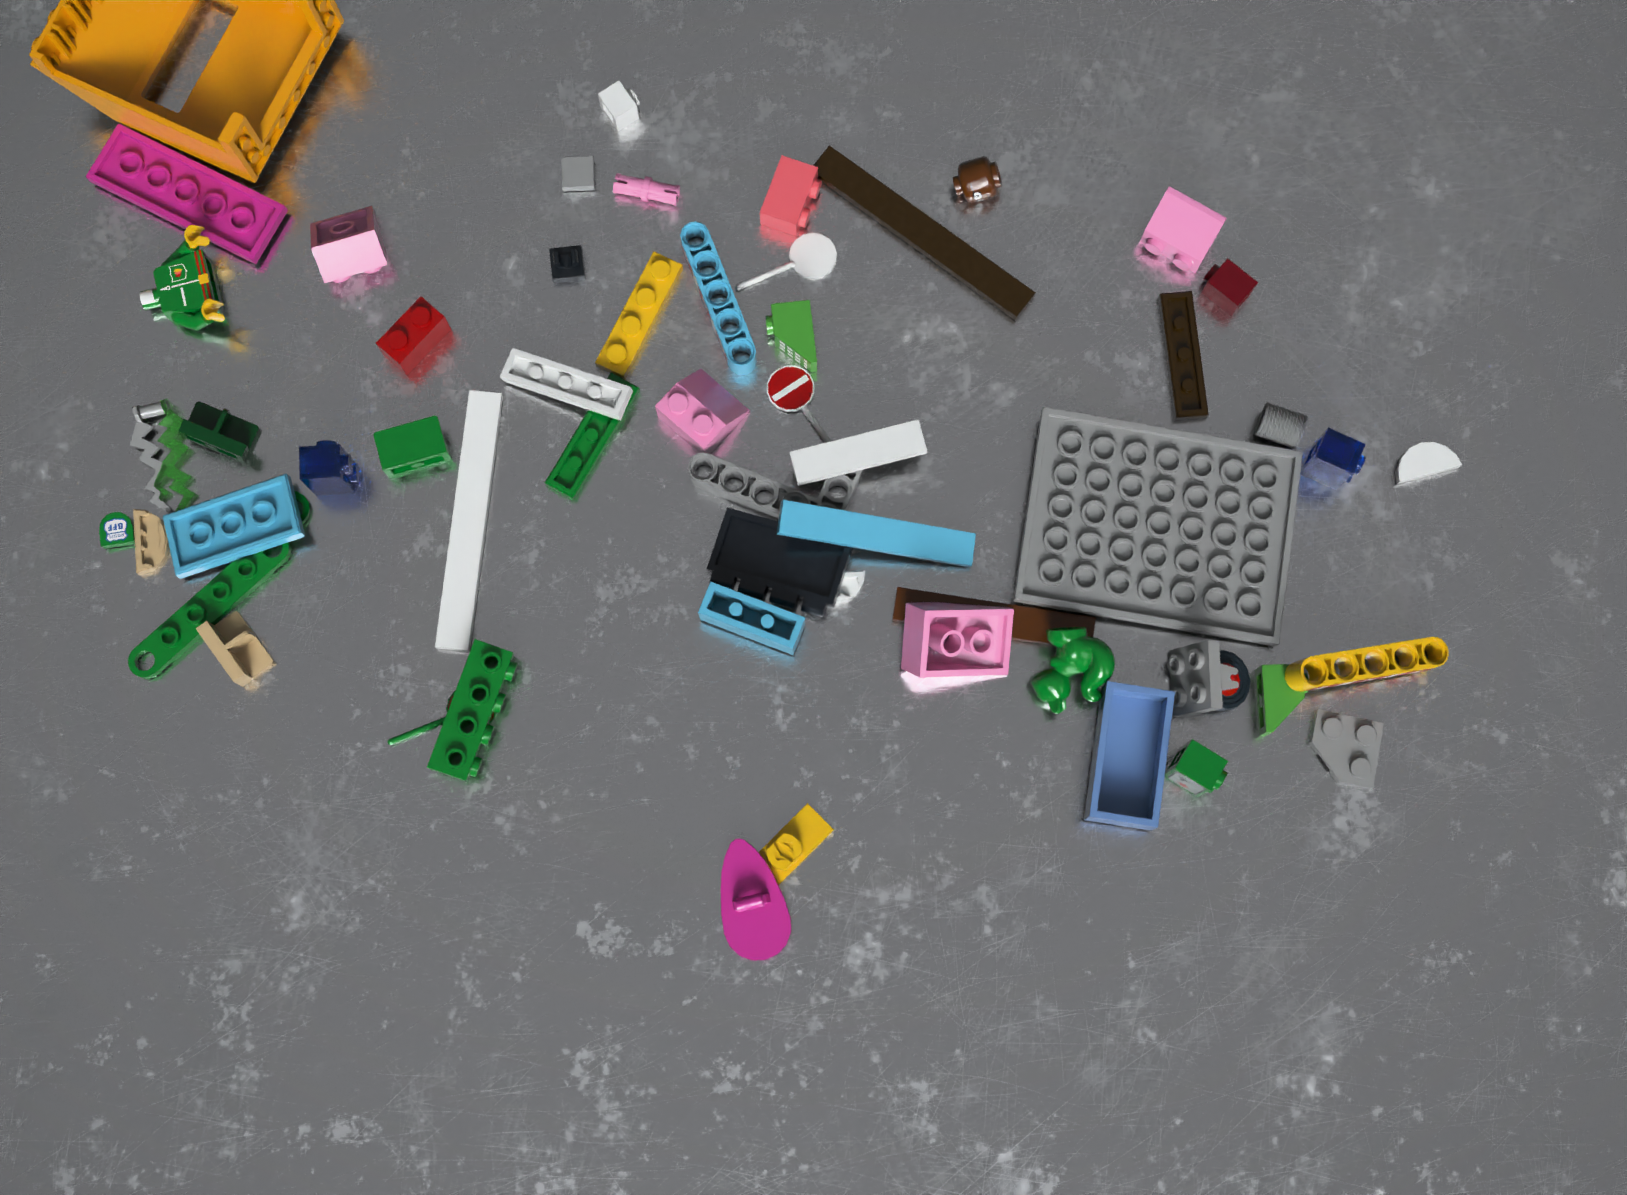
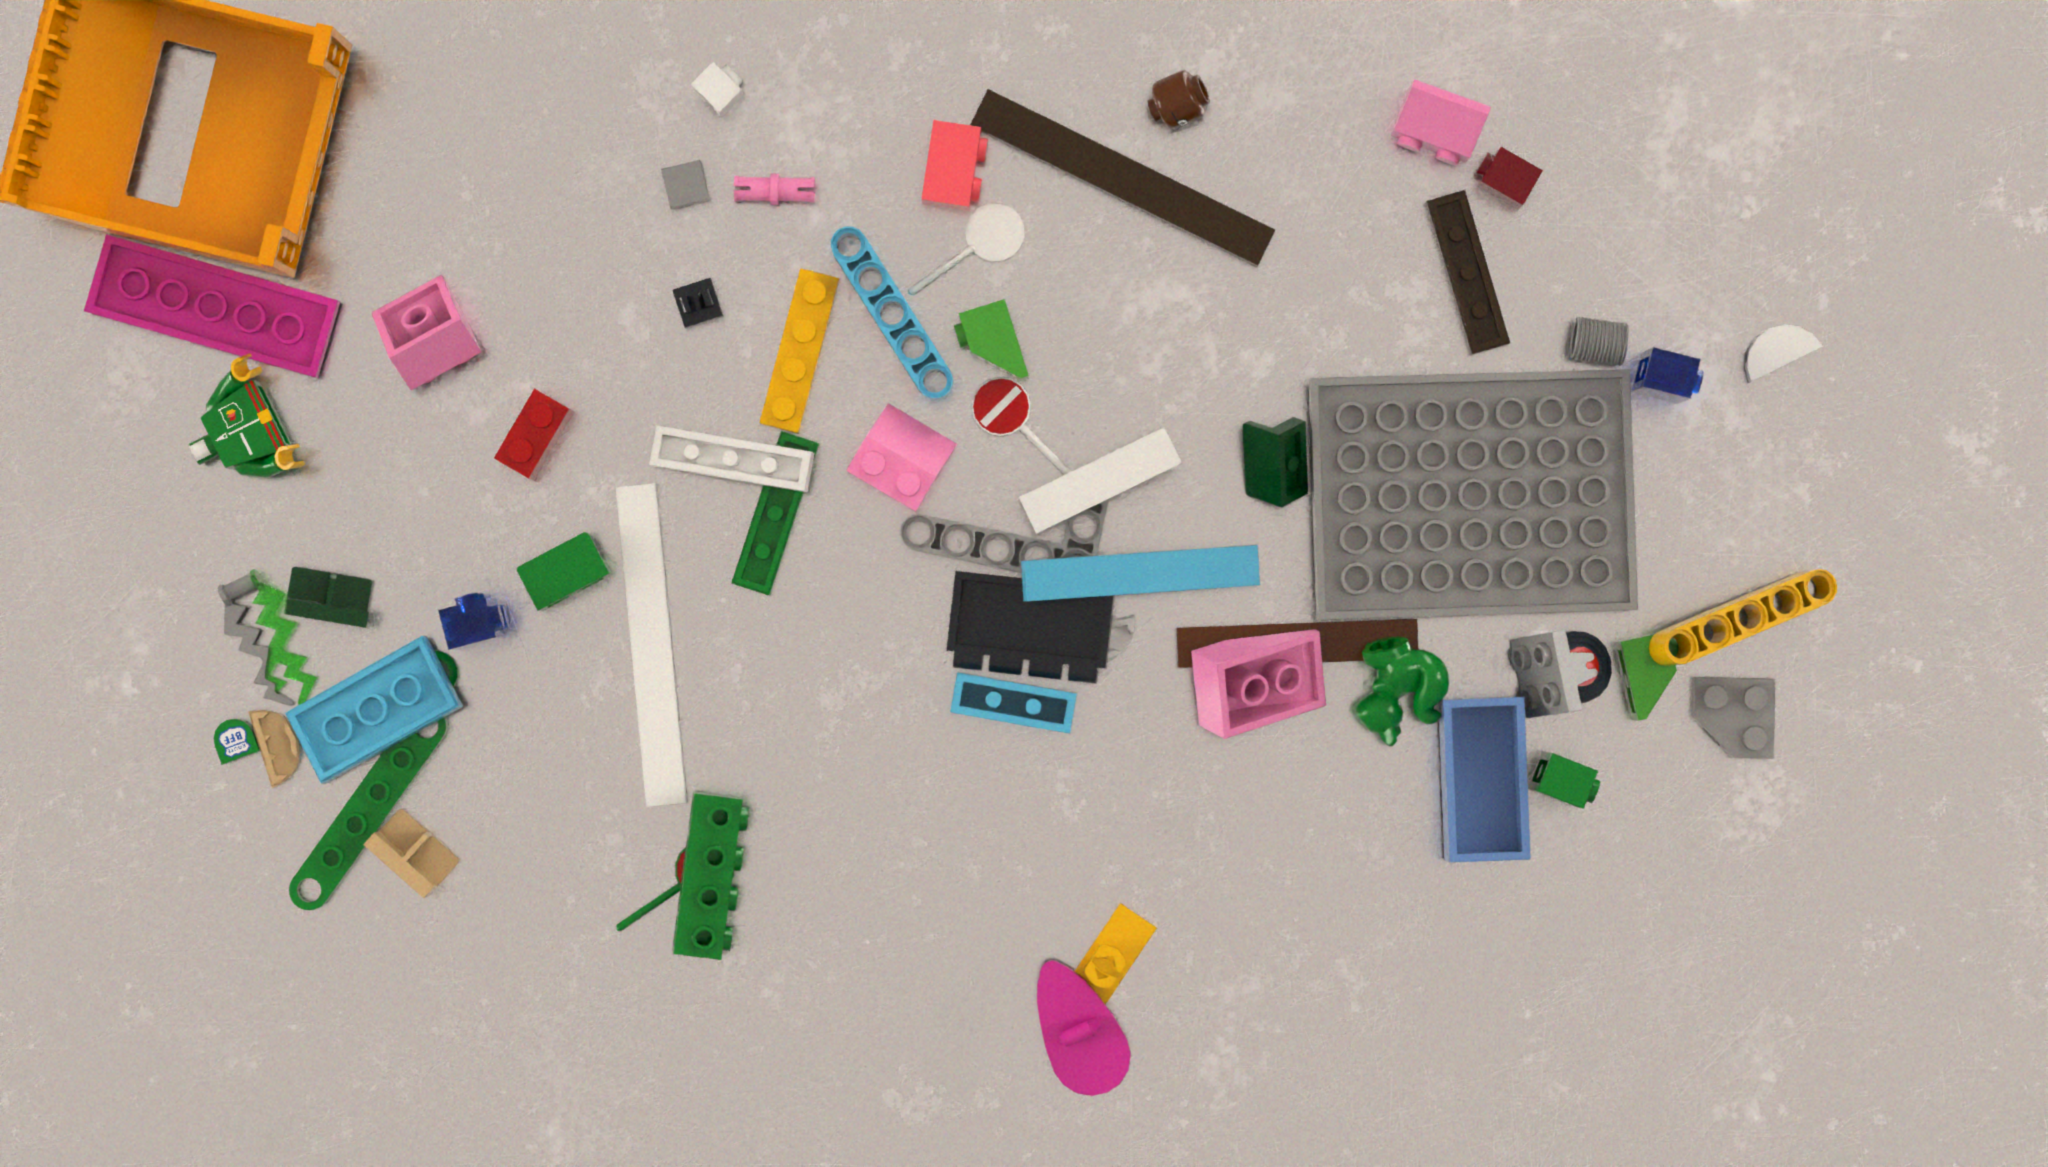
camera: 15 degrees left, 10 degrees up
(1003, 467) = (1276, 461): none -> dark green panel

